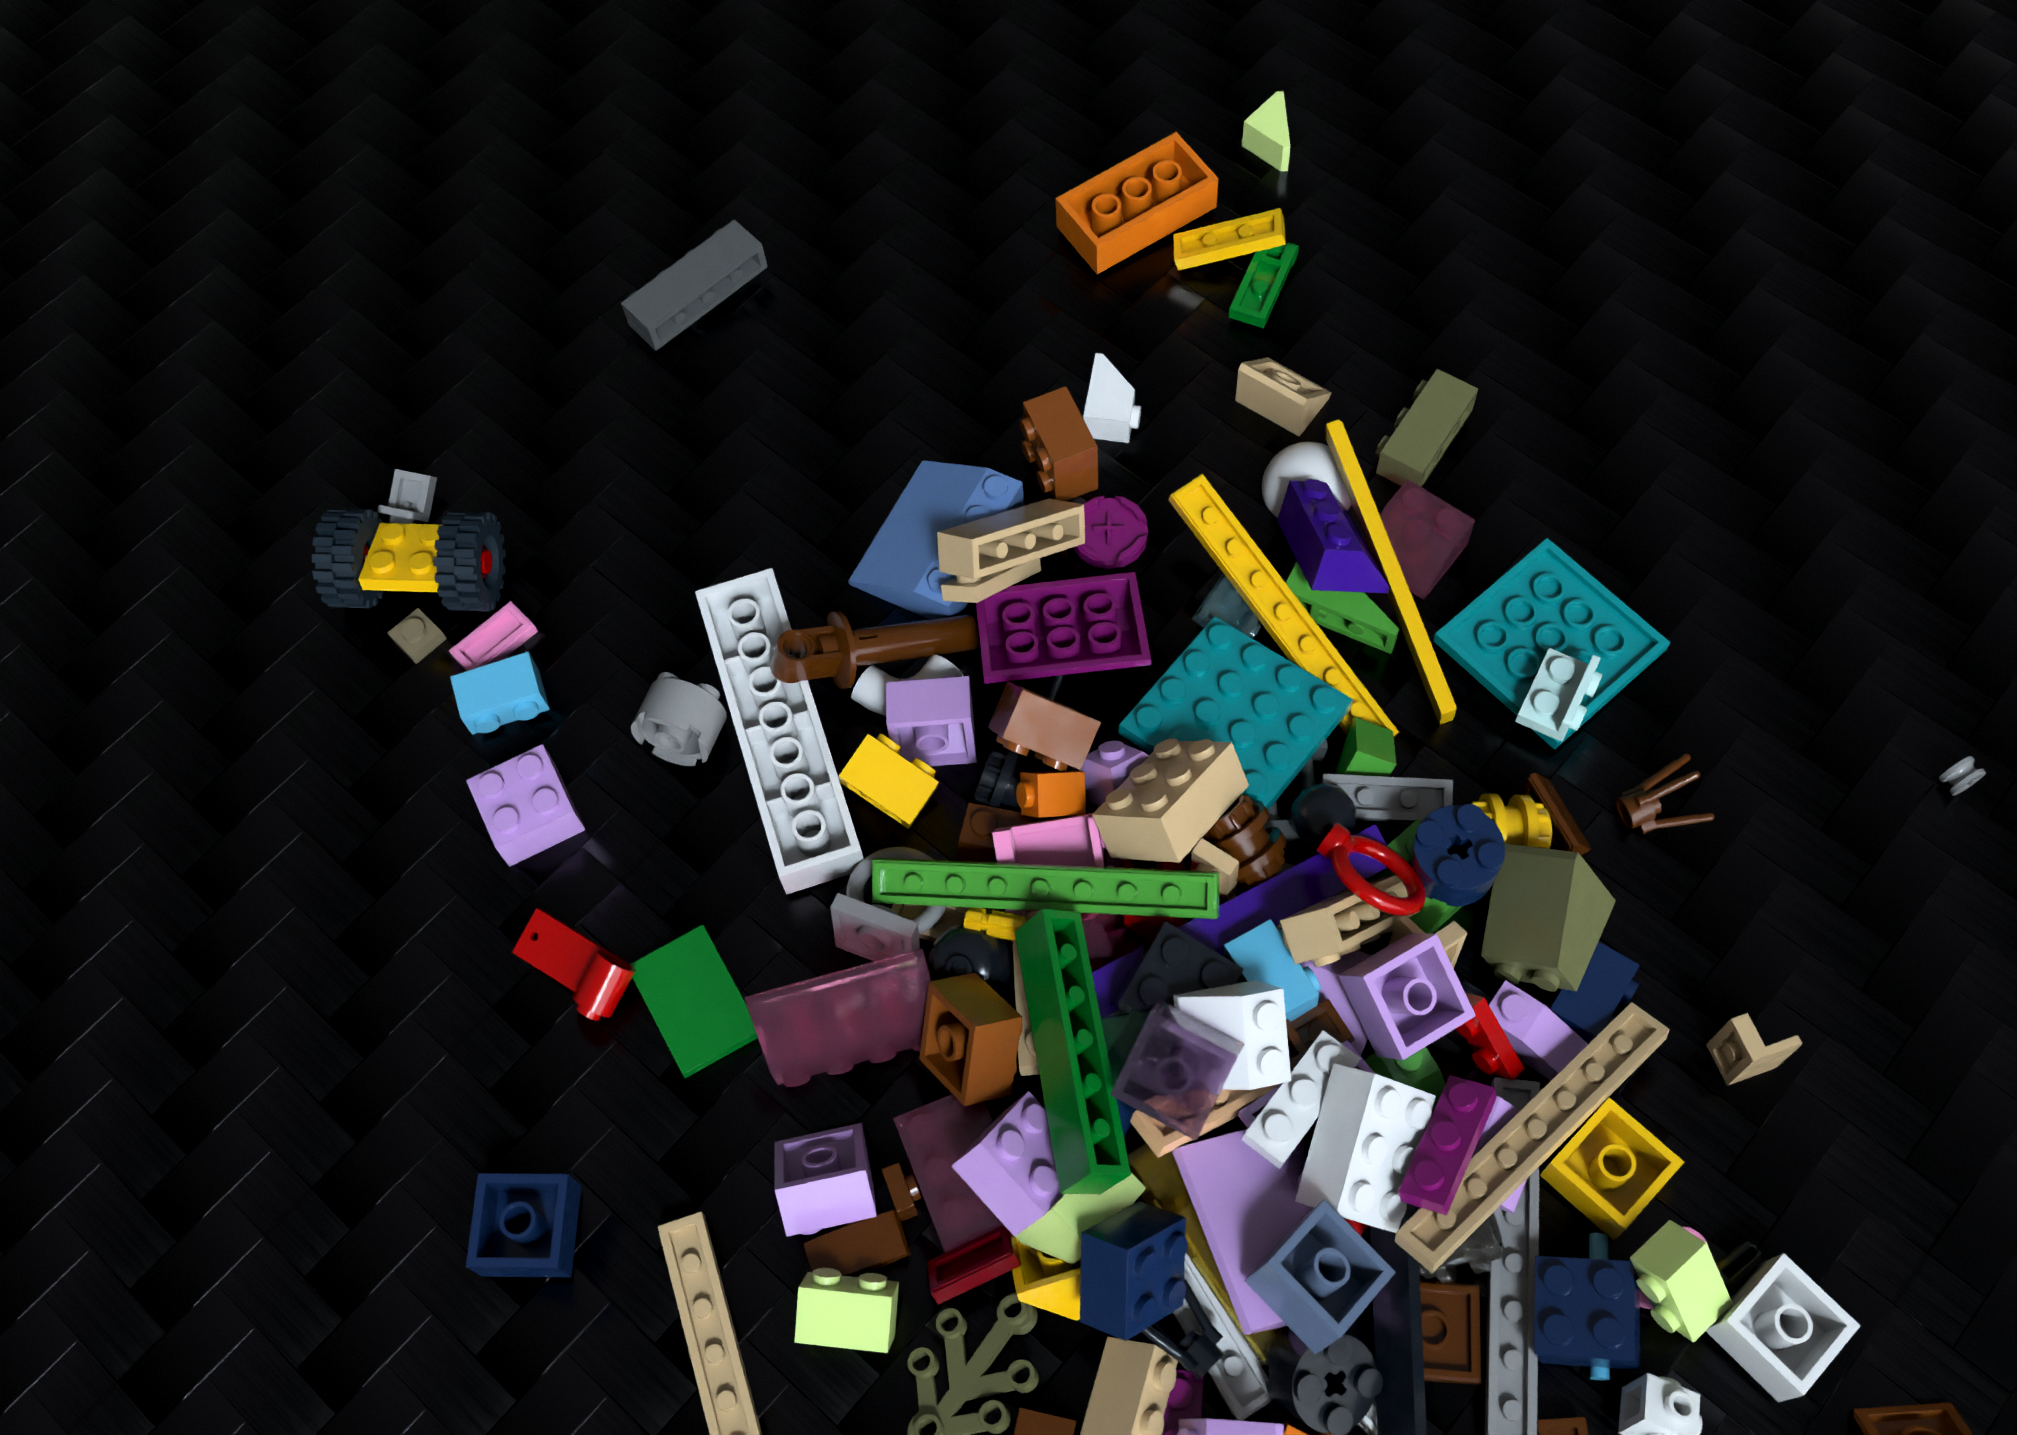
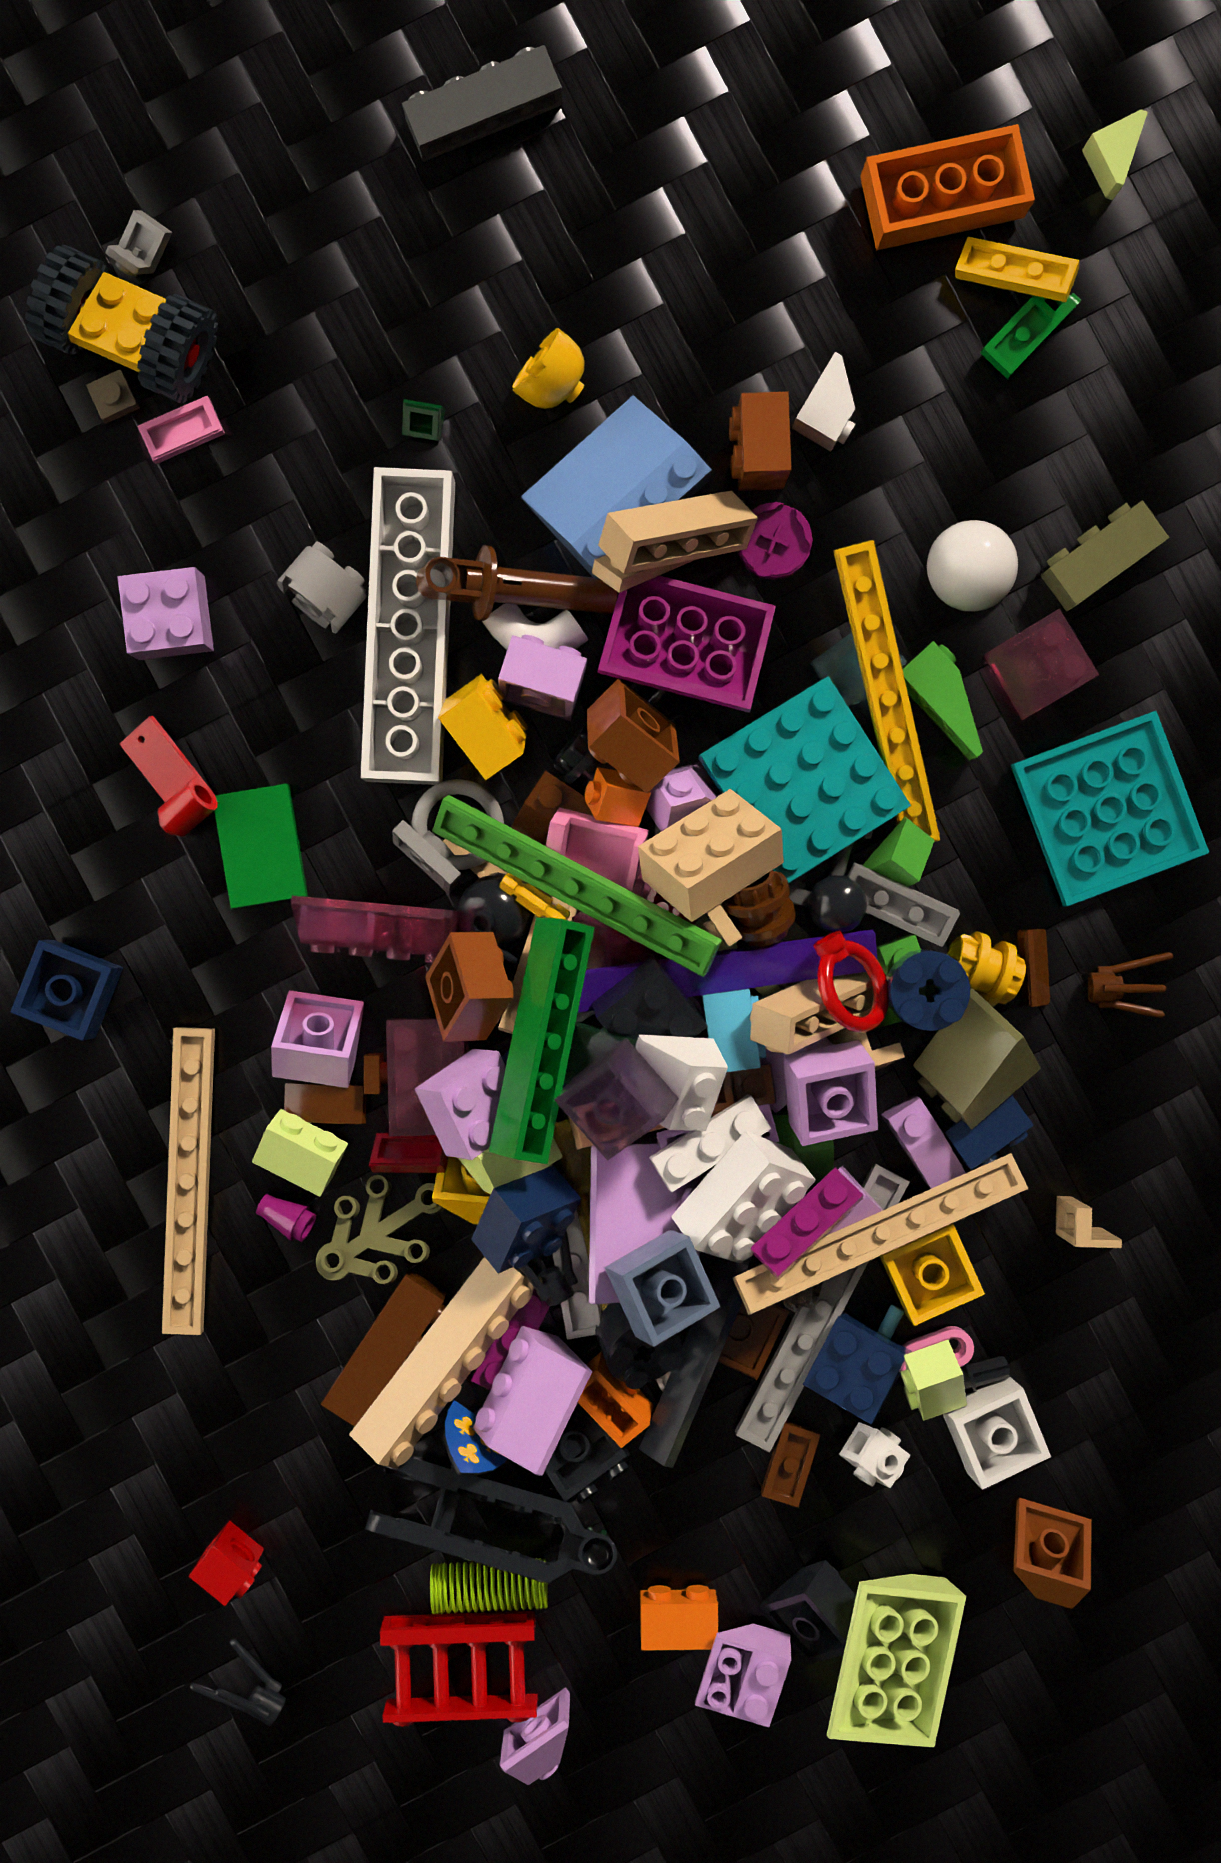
camera: 15 degrees right, 25 degrees up
(499, 693) = (172, 492): medium azure brick -> none
(728, 547) = (422, 420): none -> dark green slope
(839, 463) = (552, 372): none -> yellow cylinder
(858, 1400) = (287, 1217): none -> magenta cone
(1279, 394) = (992, 459): tan slope -> none
(1327, 540) = (960, 644): dark purple slope -> none
(1398, 592) = (1001, 689): yellow tile -> none
(1488, 1041) = (883, 1142): red plate -> none
(1556, 694) = (1089, 866): light aqua bracket -> none

